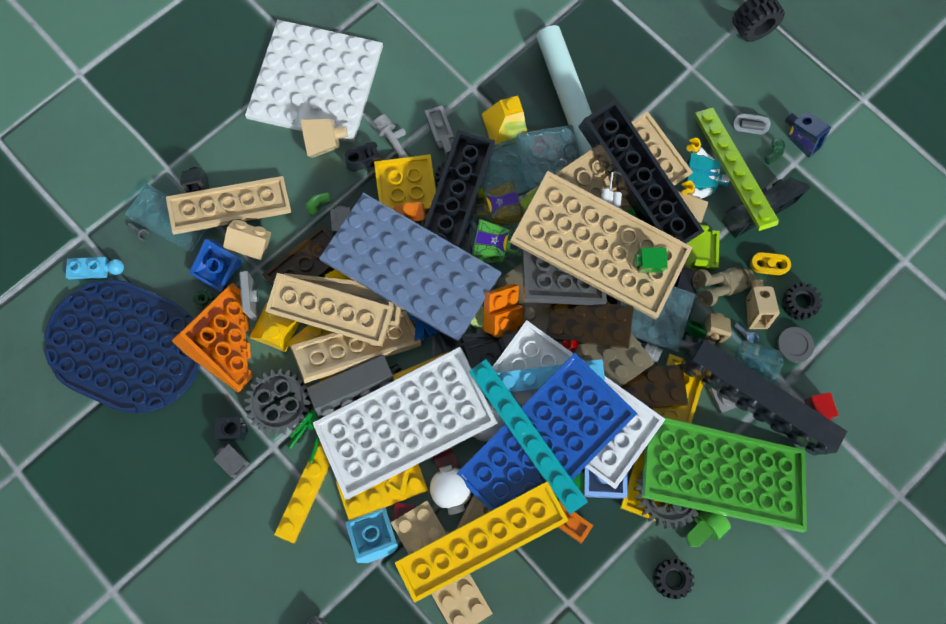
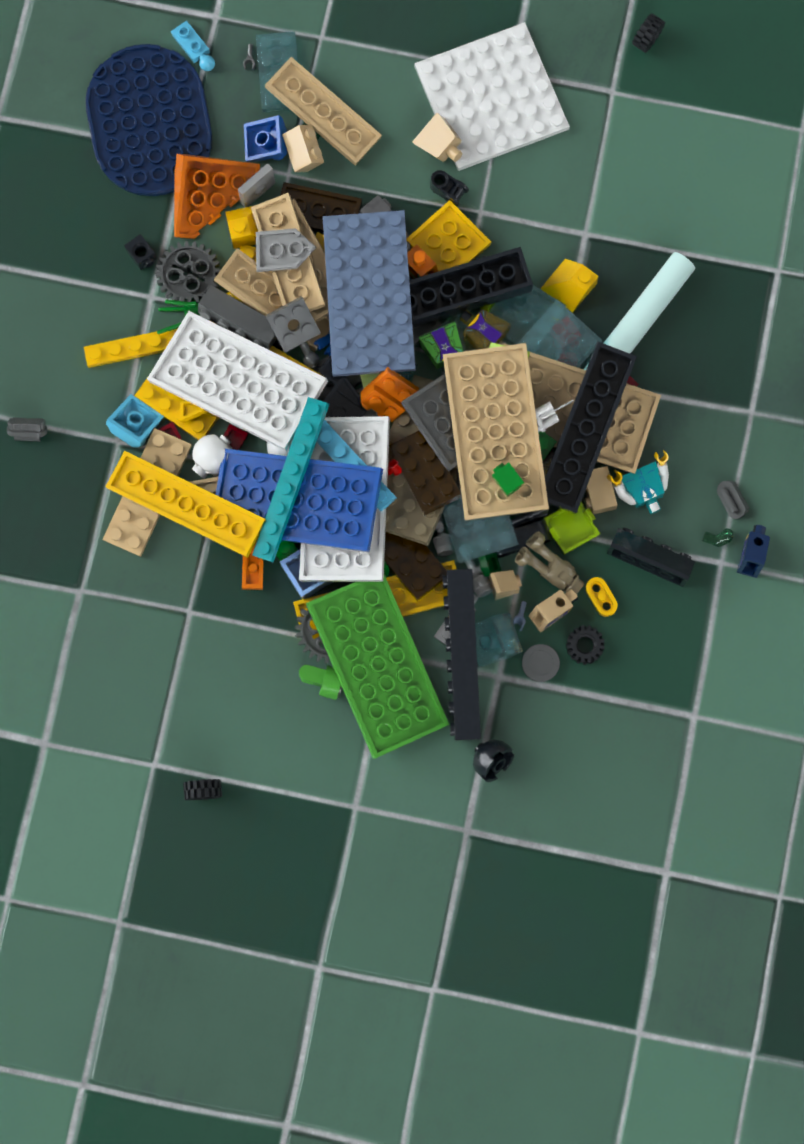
camera: 60 degrees right, 5 degrees up
(194, 180) = (323, 68): black slope -> none
(198, 299) = (230, 156): dark green plate -> none
(231, 460) = (117, 271): flat silver brick -> none
(312, 204) = (379, 177): bright green arm -> none
(321, 310) = (281, 250): none -> light grey tile
(385, 127) = (489, 186): light grey piece -> none
(402, 337) = (305, 331): none -> dark grey plate
(440, 128) = (524, 230): light grey hinge -> none
(686, 579) = (255, 671): black tyre -> none
(736, 169) = (665, 506): lime plate -> none
(823, 404) = (496, 717): red brick -> none
(858, 438) = (492, 758): none -> black cylinder

